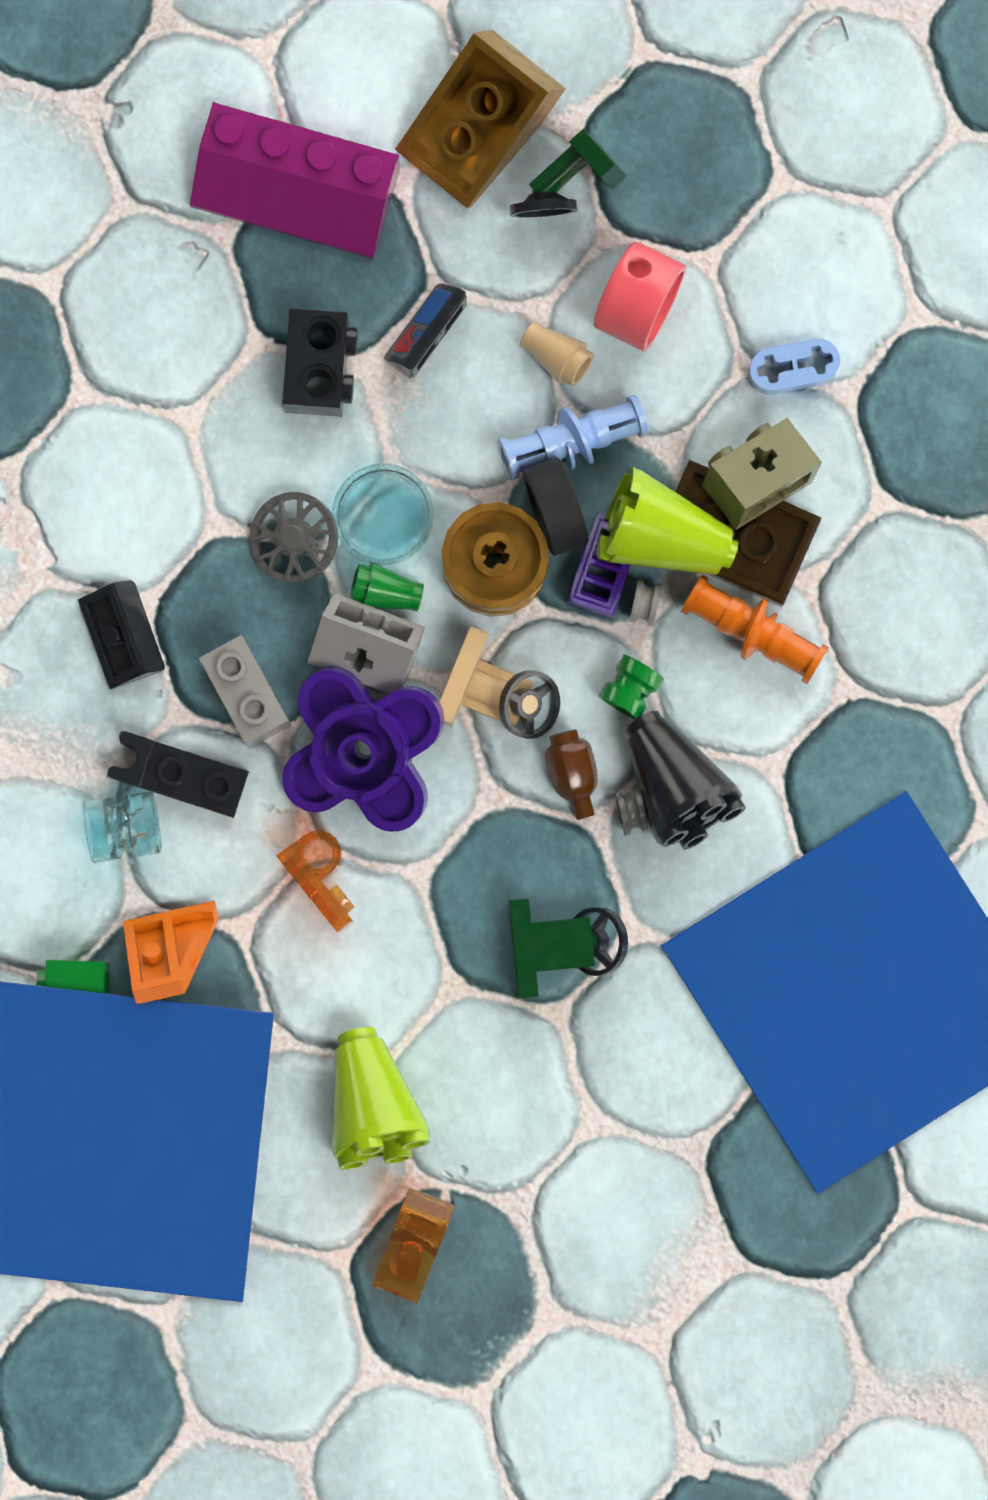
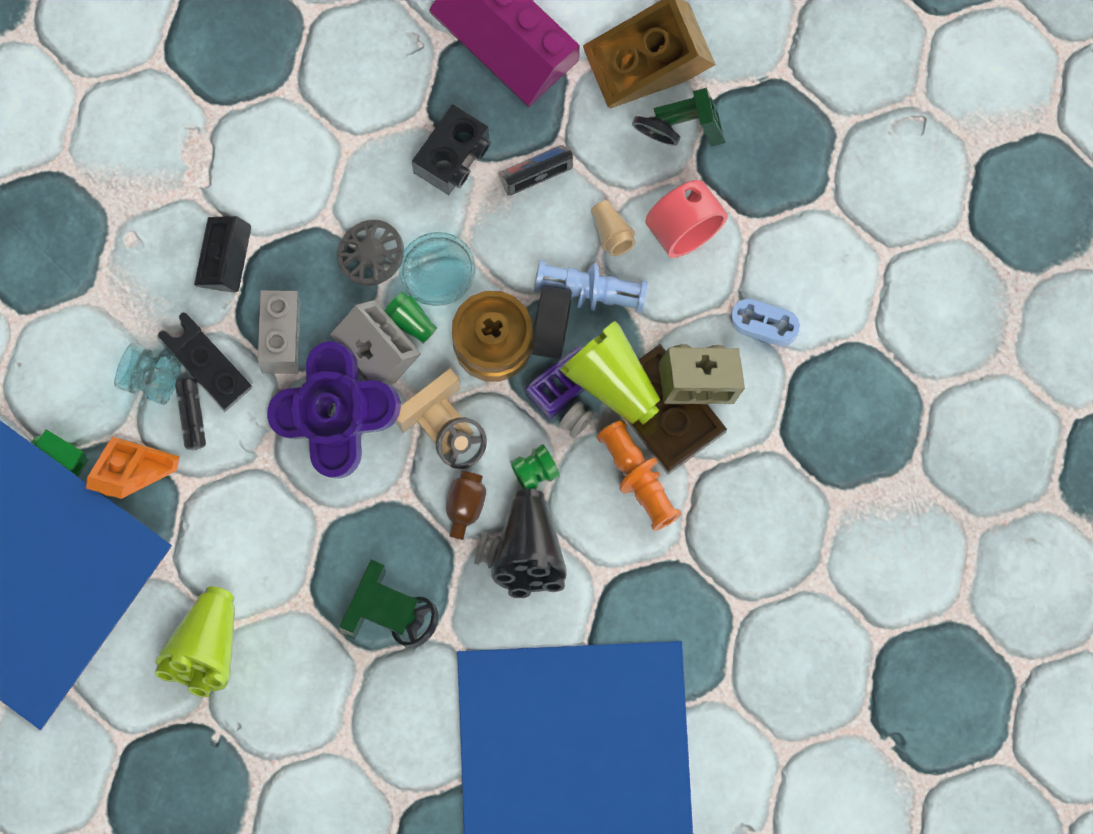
camera: 30 degrees right, 10 degrees down
(197, 844) = (190, 414): none -> black axle
(332, 902) = (251, 478): clear orange plate -> none
(413, 1245) = (177, 749): clear orange plate -> none

